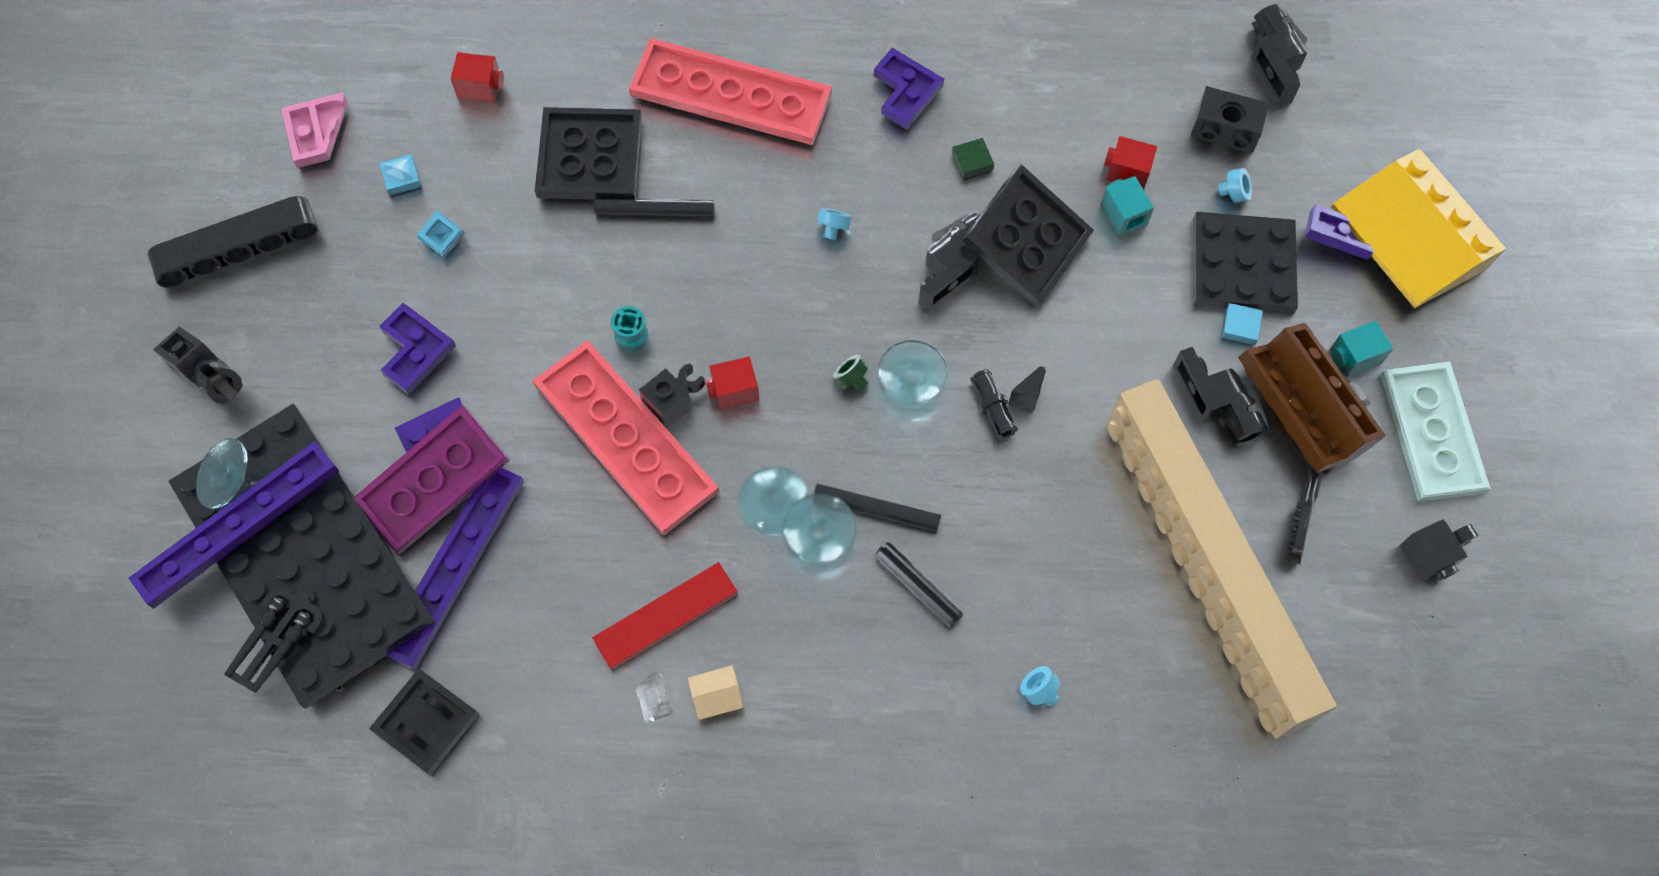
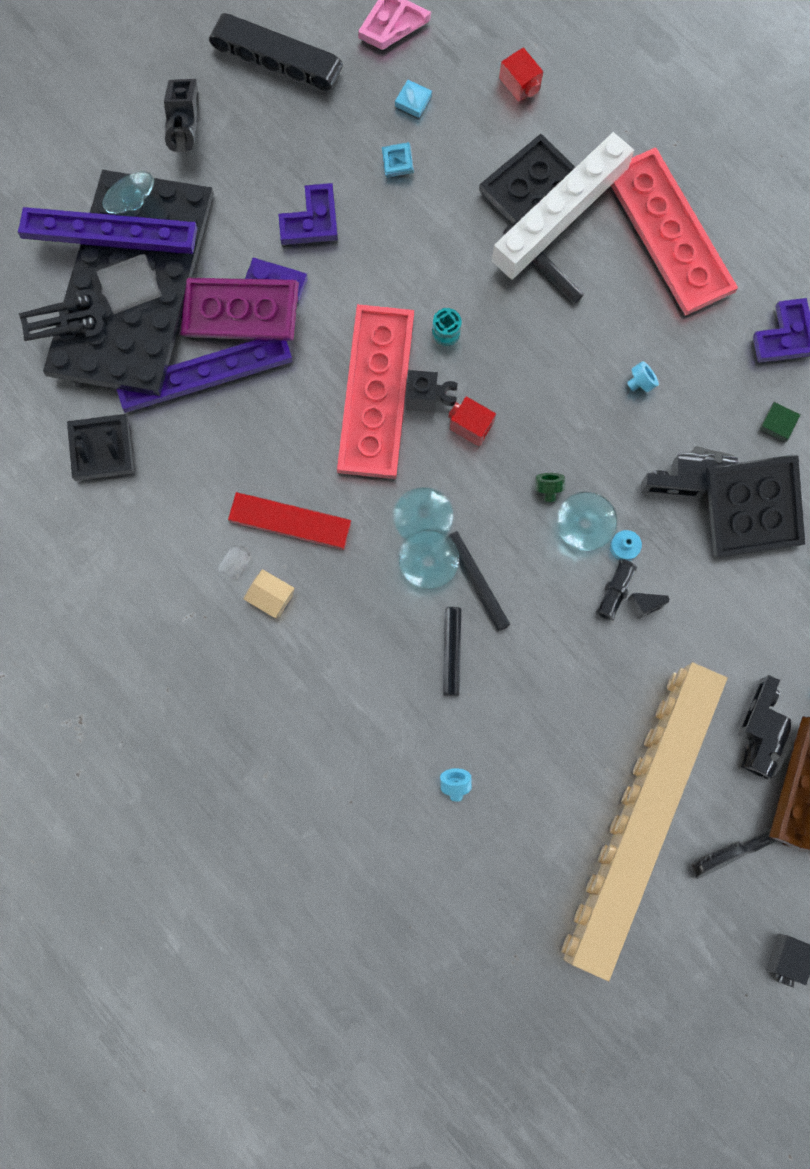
camera: 45 degrees right, 10 degrees up
(304, 551) = (129, 283): none -> clear piece
(626, 146) = (562, 205): none -> white brick
(962, 363) = (625, 545): none -> medium azure tile

